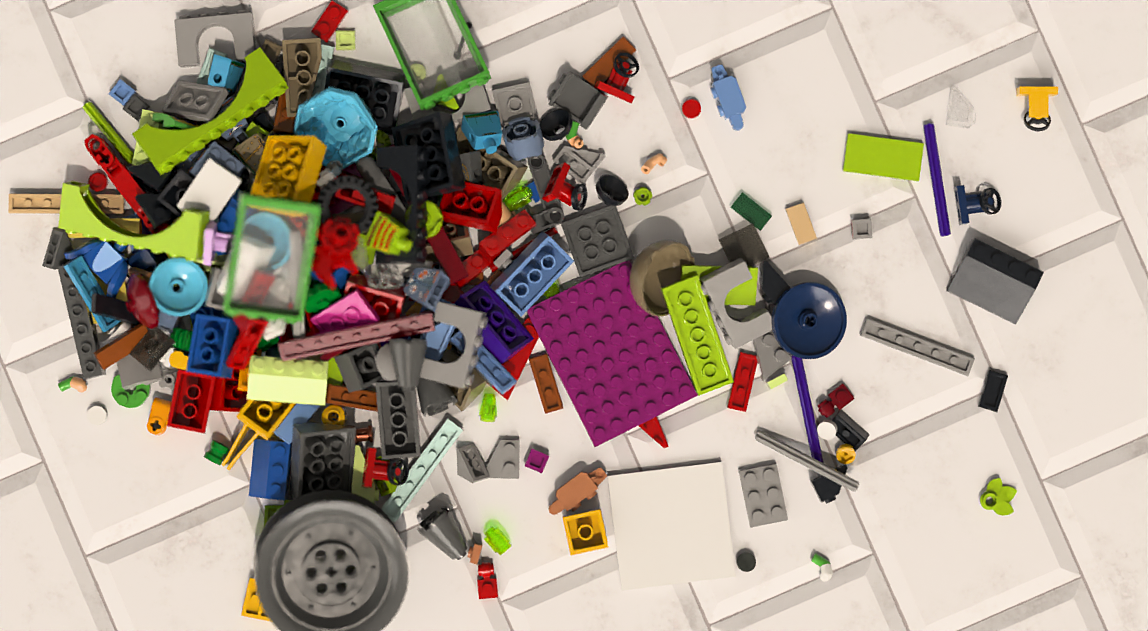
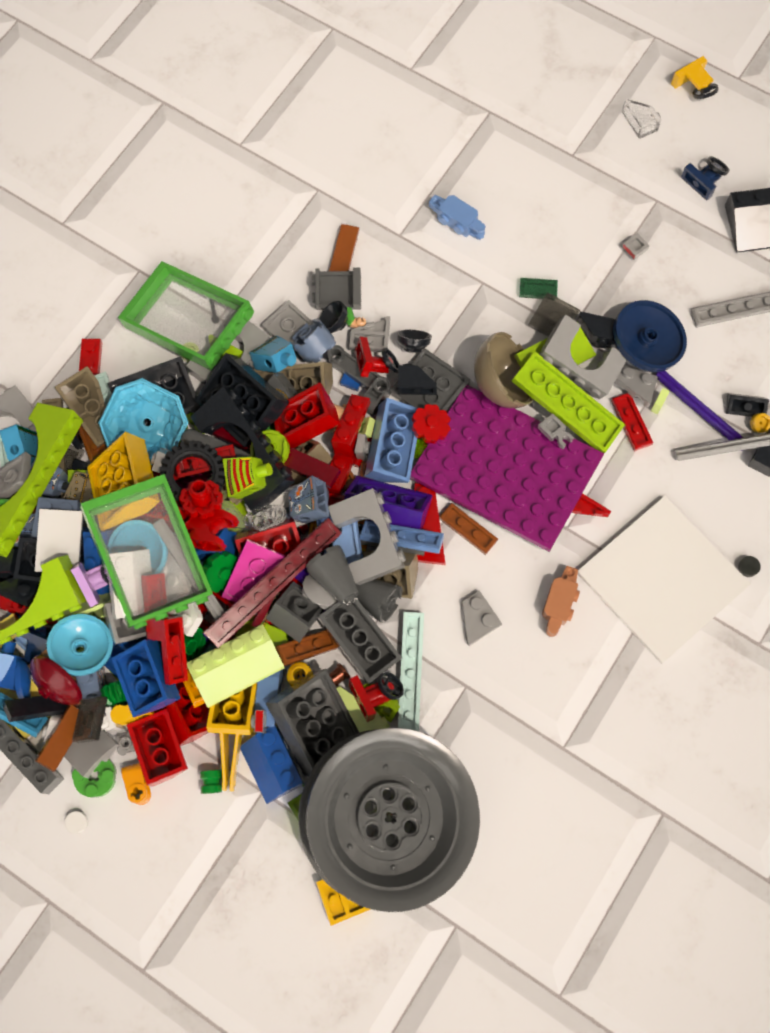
camera: 30 degrees left, 15 degrees down
(74, 382) = (36, 805): arm -> none
(279, 435) = (258, 721): none -> plate
(345, 40) = (113, 363): yellowish green tile -> none
(444, 533) = (470, 716): dark grey cone -> none
(470, 464) = (451, 640): light grey slope -> none
(474, 553) = (510, 717): nougat plate -> none
(488, 409) = (434, 582): clear neon green cone -> none
(488, 586) = (542, 740): red plate -> none
(497, 540) = (521, 691): clear neon green brick -> none
(518, 198) = (341, 392): clear neon green brick -> none
(519, 245) = (367, 427): none -> yellowish green tile
(536, 460) = (507, 598): magenta plate -> none
(571, 279) = (430, 423): none -> red plant
(583, 230) = (414, 381): none -> black slope
(585, 531) = (594, 629): yellow brick -> none
(619, 78) = (360, 254): red piece -> none
(637, 194) = (442, 325): lime plate -> none
(650, 163) = (431, 301): light nougat arm -> none
(668, 349) = (554, 429): none -> light grey plate
(691, 109) = (434, 243): red tile -> none
(763, 495) = (719, 501): light grey plate -> none
(801, 223) = (584, 273): tan tile -> none
(827, 429) = (730, 413): white tile -> none
(839, 397) = (718, 387): dark red plate -> none
(883, 157) = (610, 187): lime tile -> none
(937, 181) = (667, 180): dark purple axle -> none

